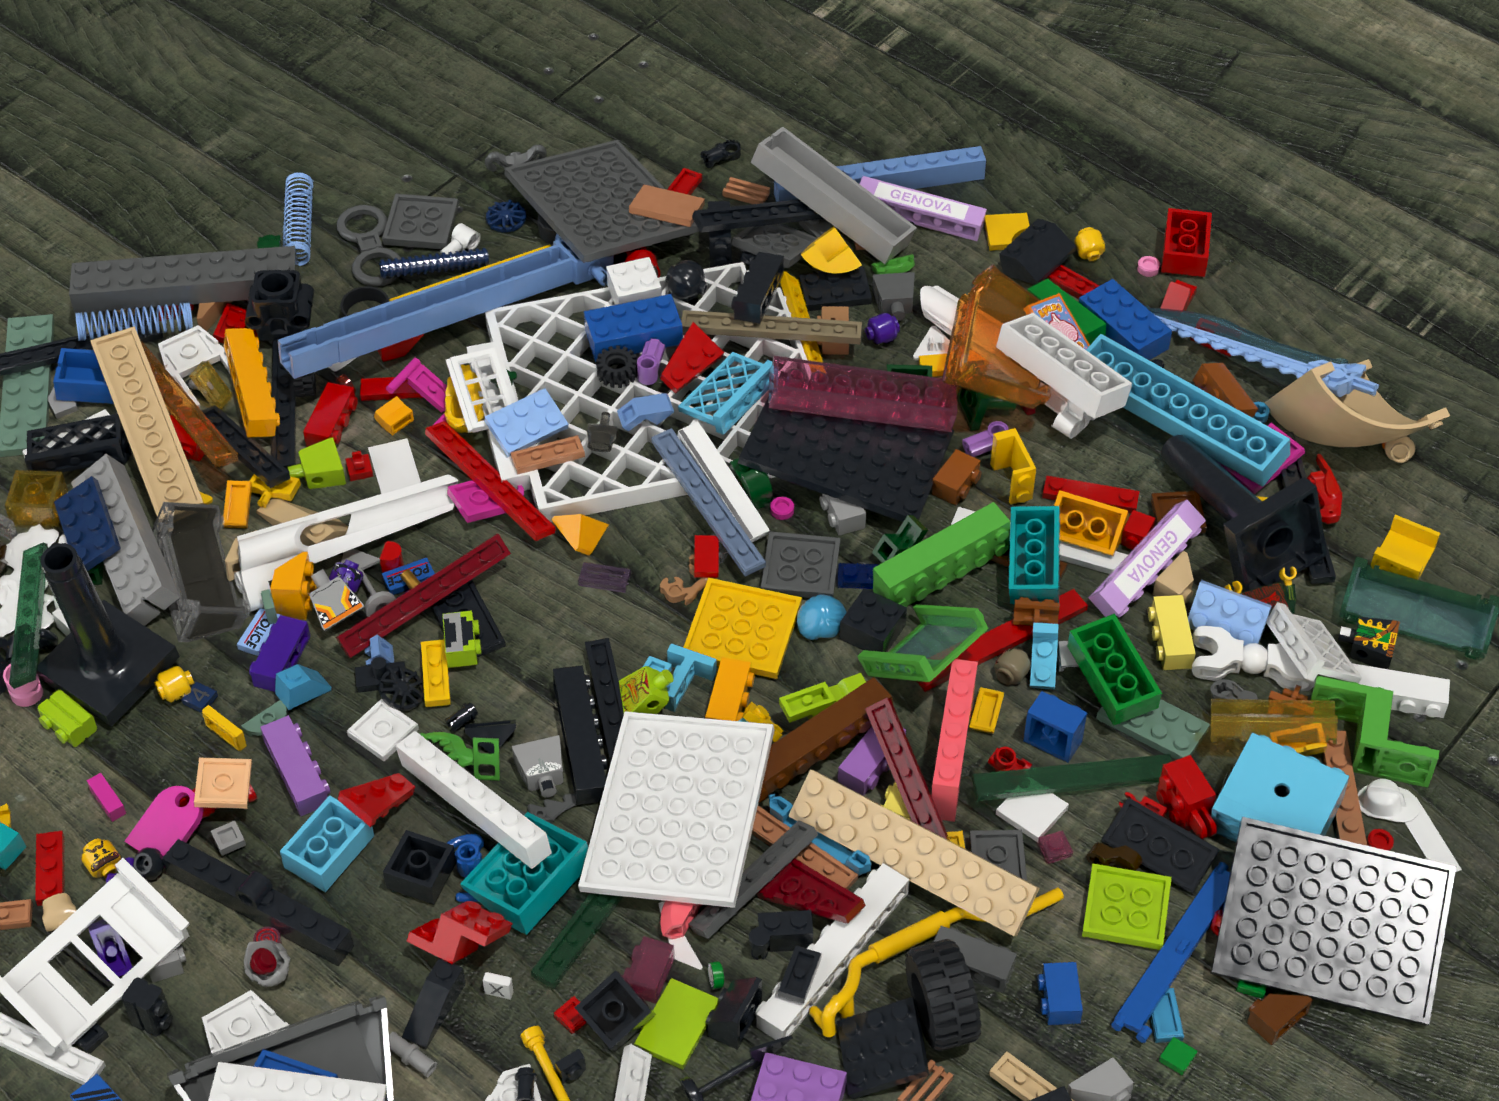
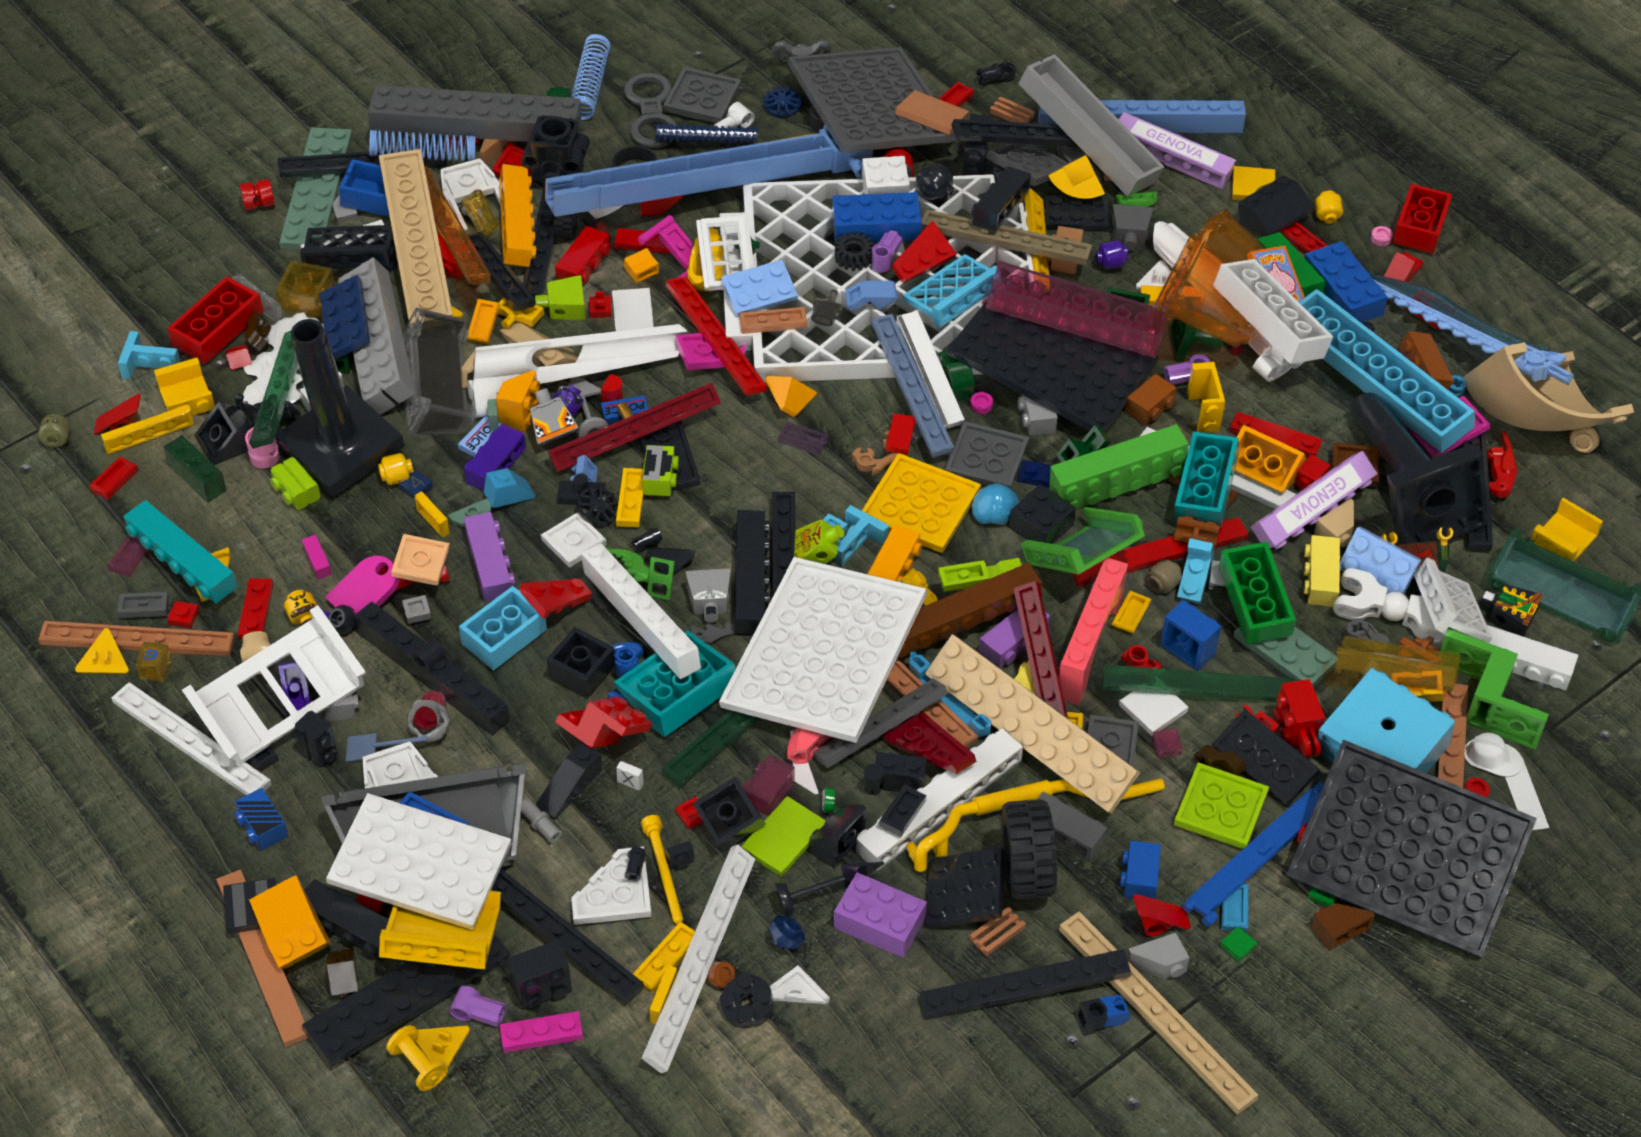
camera: 10 degrees right, 0 degrees up
(201, 1002) = (366, 744): none -> sand blue piece
(1091, 1040) = (1159, 915): none -> red piece

